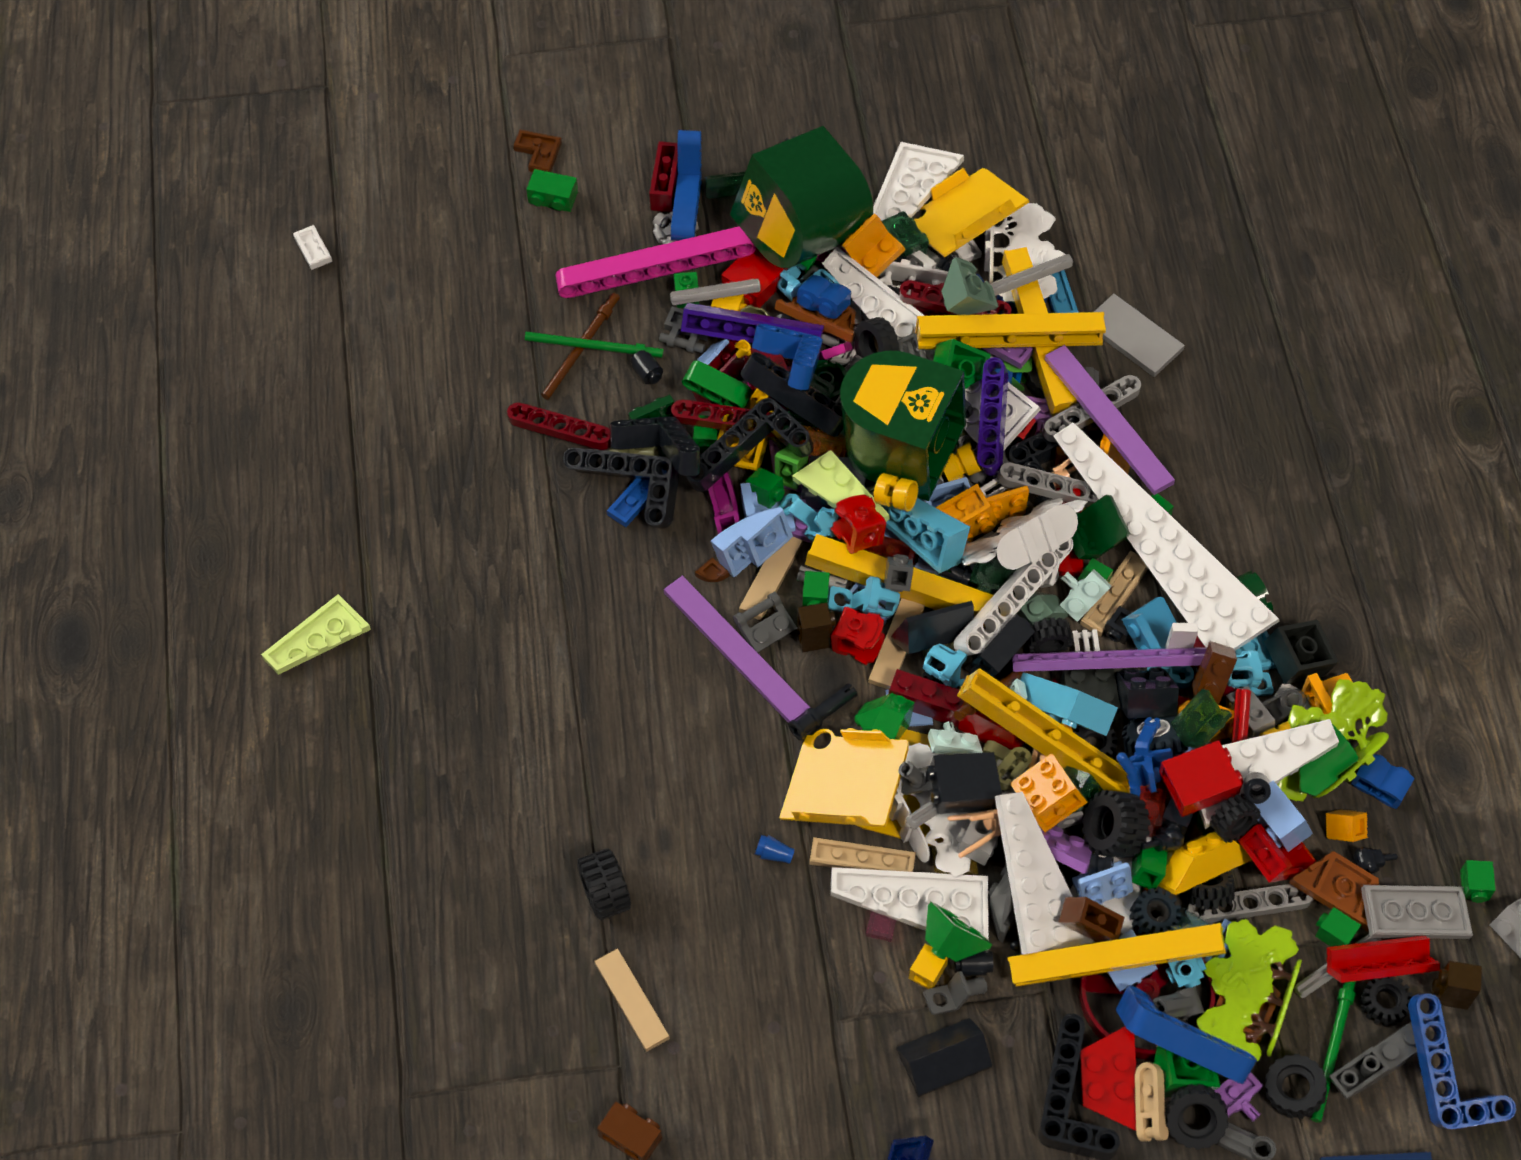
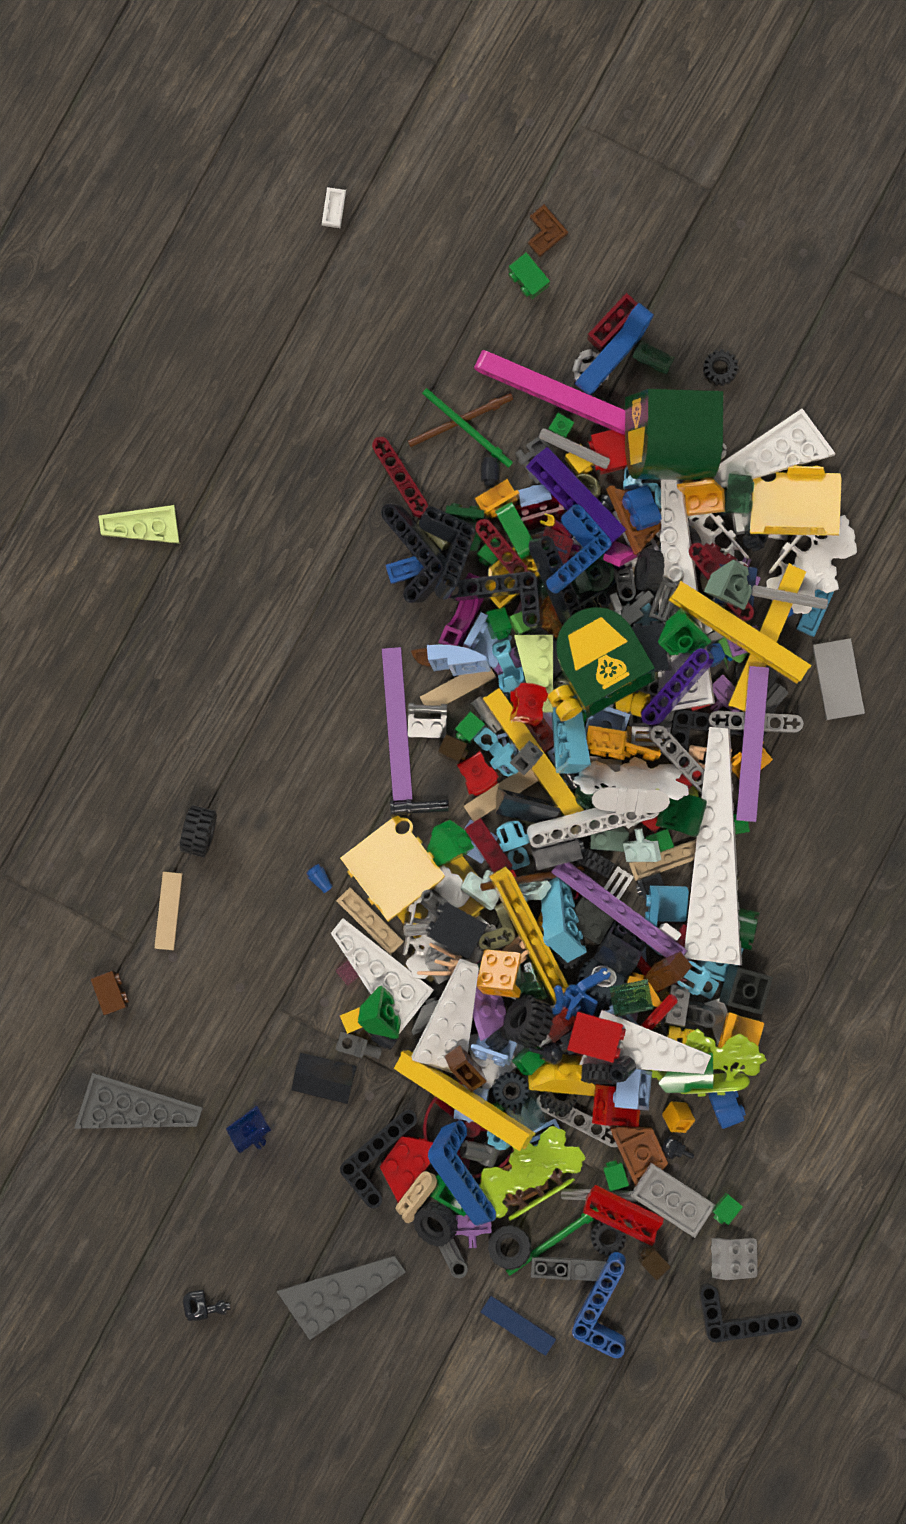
camera: 40 degrees right, 25 degrees up
(672, 379) = (497, 498): none -> light orange bracket

